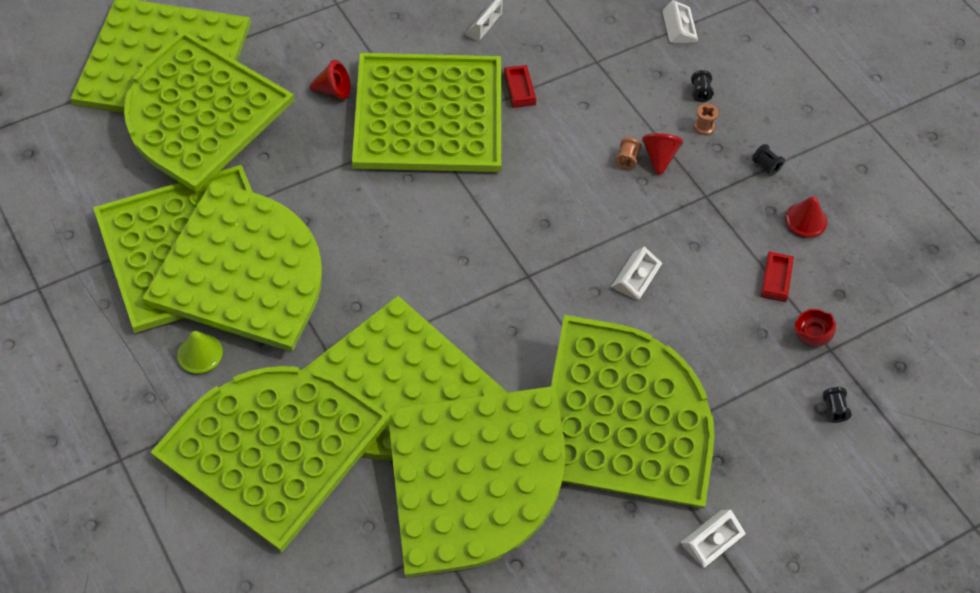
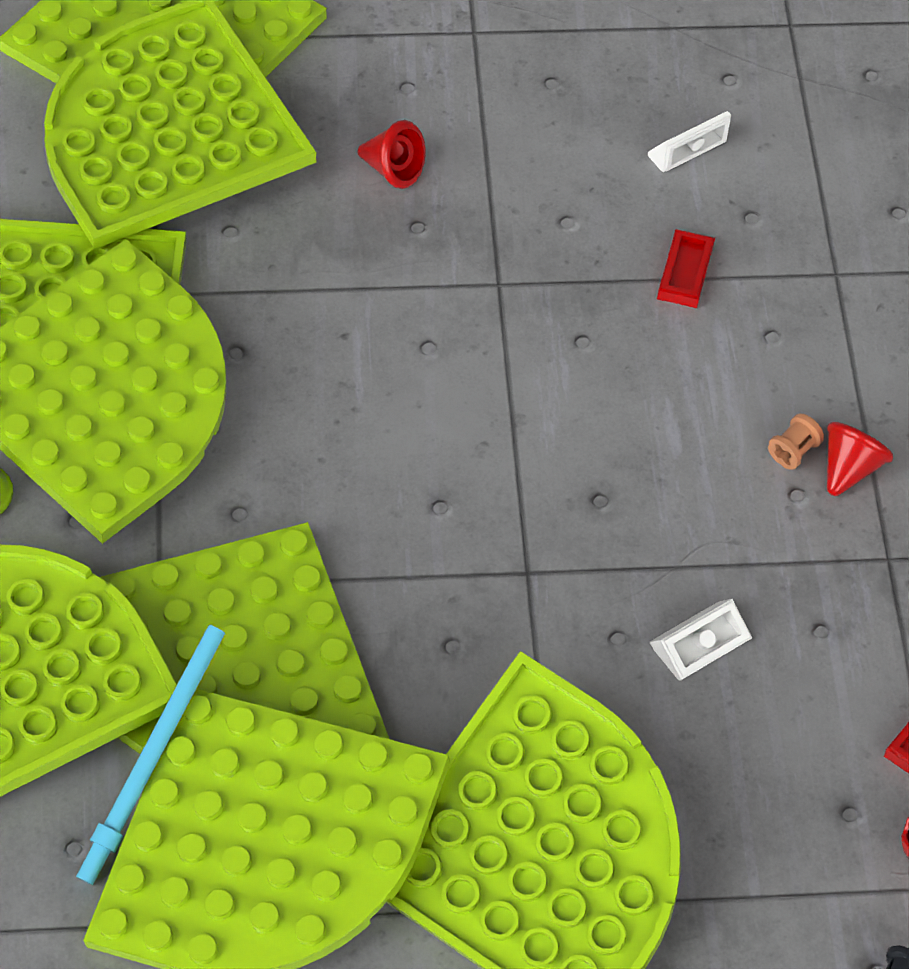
camera: 25 degrees right, 0 degrees up
(387, 511) = (107, 835): none -> medium azure bar
(428, 112) = (516, 257): lime plate -> none

